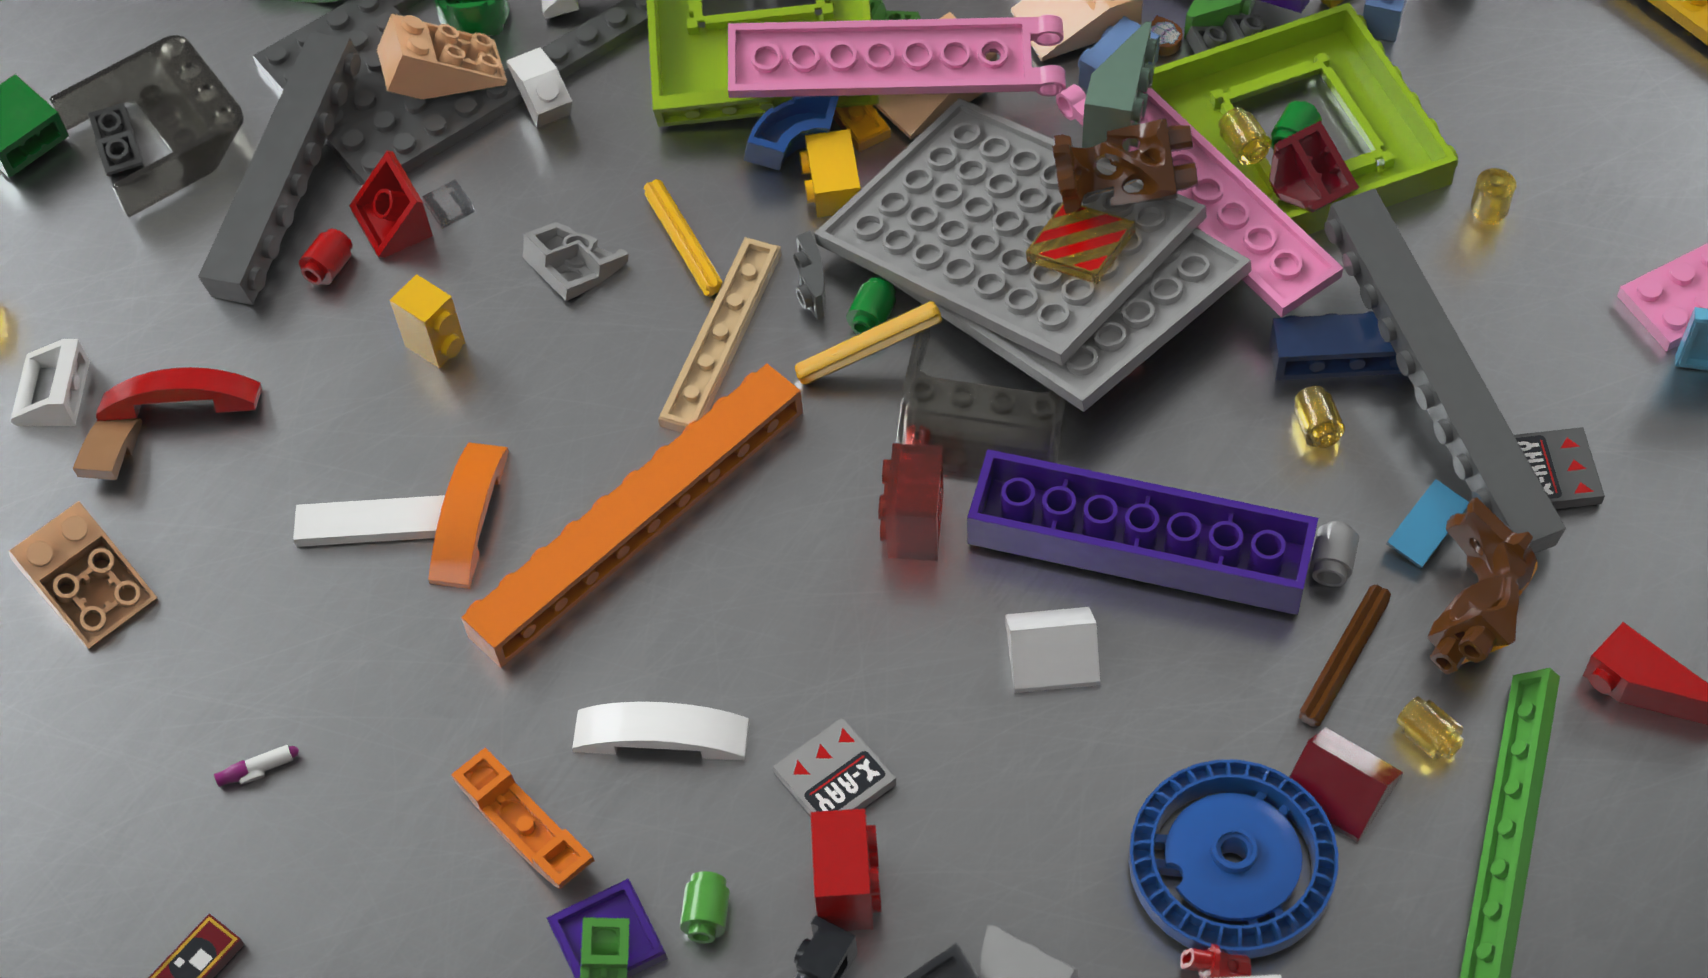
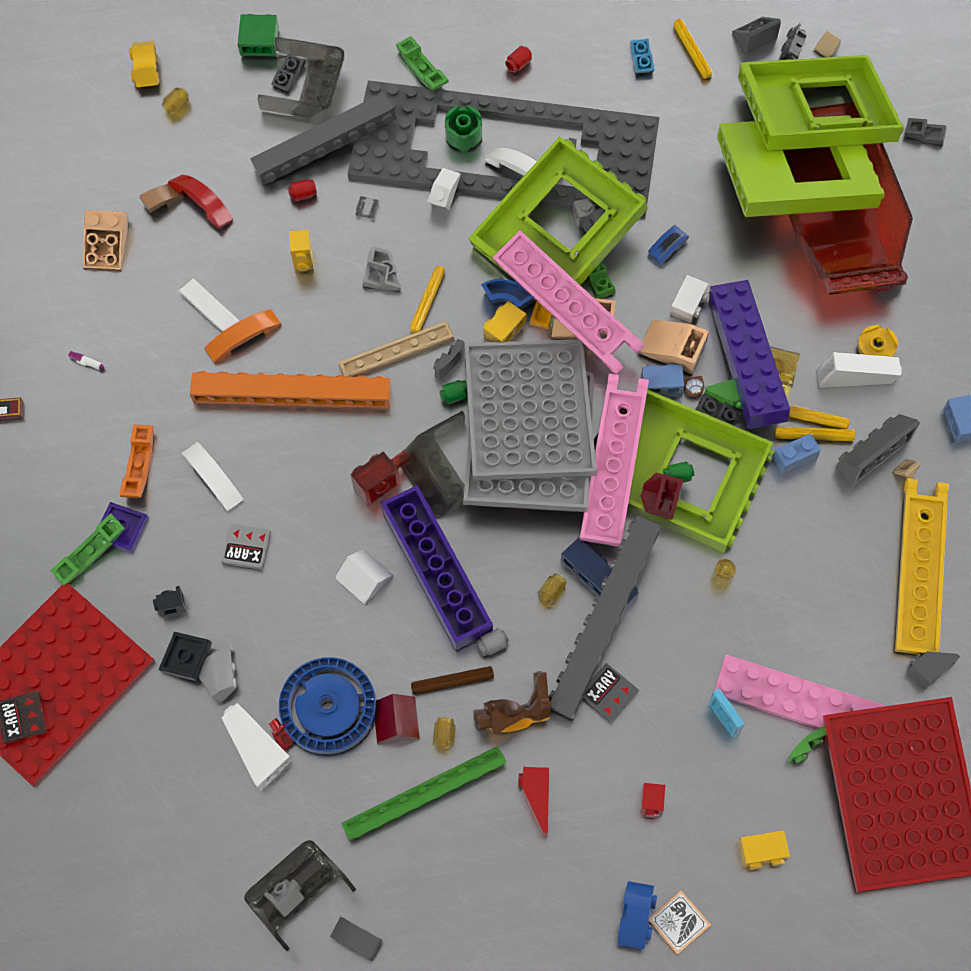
camera: 45 degrees right, 10 degrees up
(66, 389) = (172, 159): white tile -> none
(390, 209) = (343, 192): red slope -> none
(436, 59) = (420, 145): light nougat slope -> none
(705, 907) = (156, 548): bright green brick -> none
(845, 868) = (203, 580): red brick -> none
(868, 343) = (432, 404): yellow axle -> none
(1081, 242) = (535, 440): clear yellow tile -> none
(1117, 89) = (617, 397): sand green slope -> none
(1151, 163) = (589, 436): reddish brown hips -> none
(1244, 136) = (656, 457): clear yellow brick -> none
(1426, 523) = (527, 665): dark azure slope -> none

